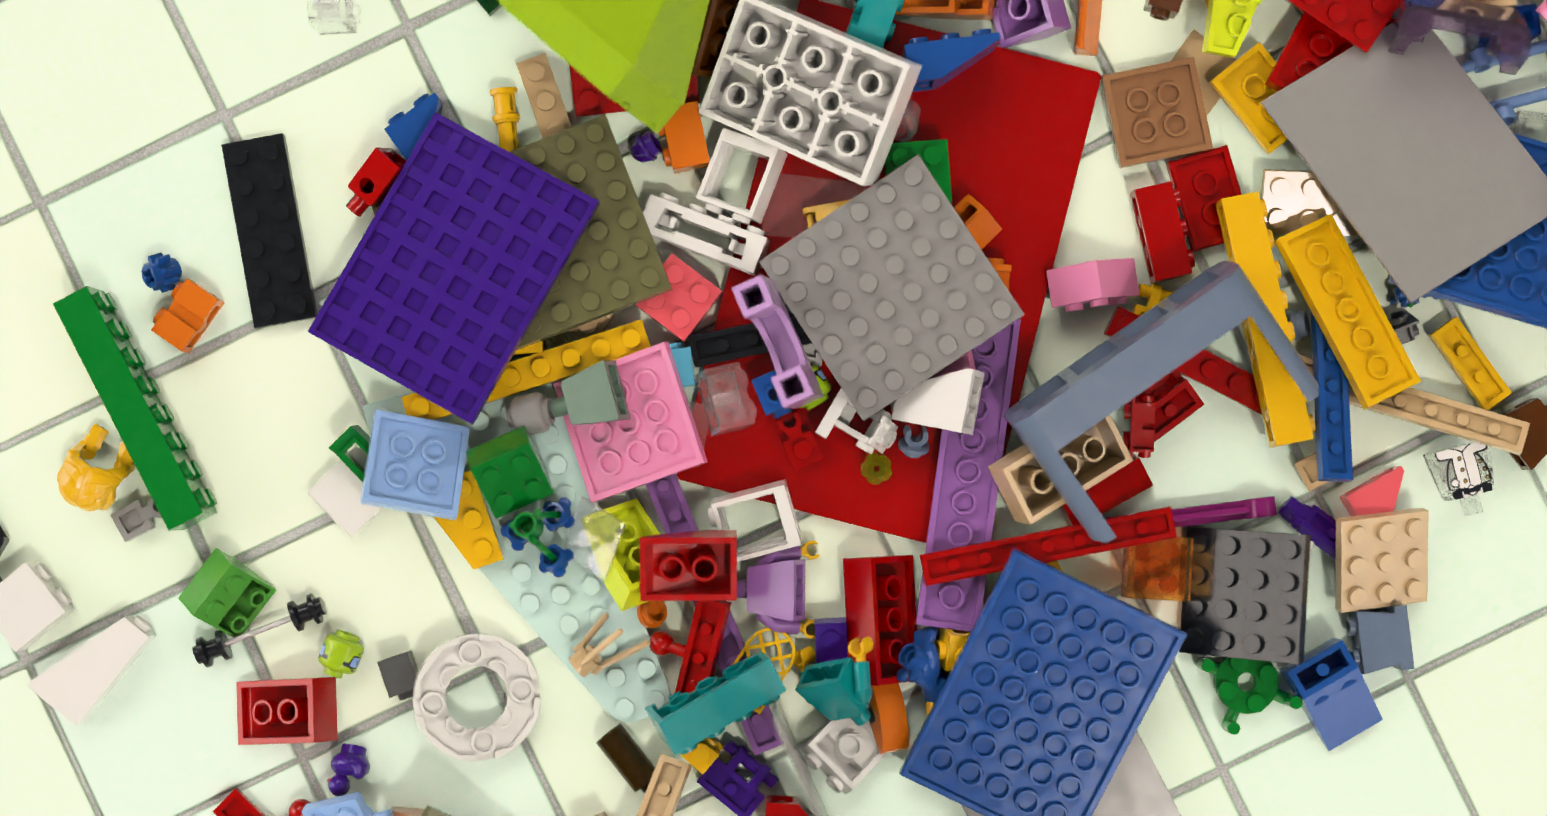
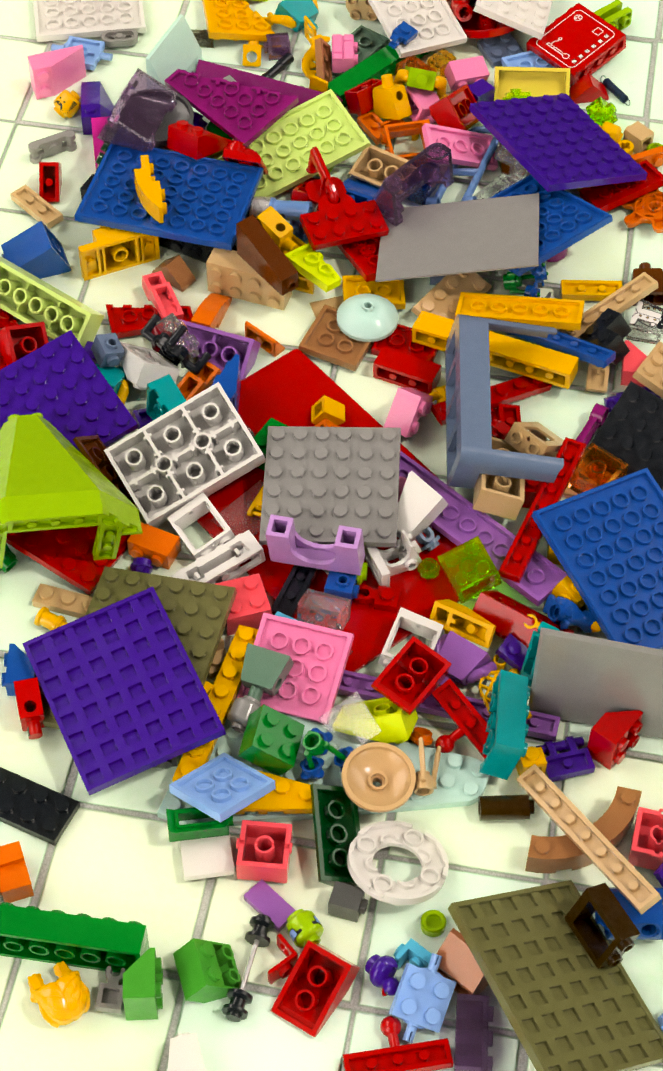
camera: 50 degrees left, 35 degrees down
(150, 552) = (143, 987): none -> bright green slope
(285, 667) = (285, 967): none -> red bracket
(345, 598) = (269, 903): none -> medium lavender tile
(390, 553) = (264, 851): none -> coral brick
(390, 789) = (413, 953): none -> medium azure bracket
(445, 773) = (433, 923): none -> lime tile
(466, 606) = (334, 829): none -> dark green slope
(548, 636) = (380, 764): none -> tan dish
(824, 558) = (463, 622): none -> yellow slope
(897, 522) = (469, 569): none -> clear neon green brick
(1018, 191) = (328, 409): none -> yellow brick
(1168, 476) = (534, 440): none -> tan window
(1194, 140) = (367, 317): none -> light aqua dish
(1388, 437) = (609, 333): none -> black brick

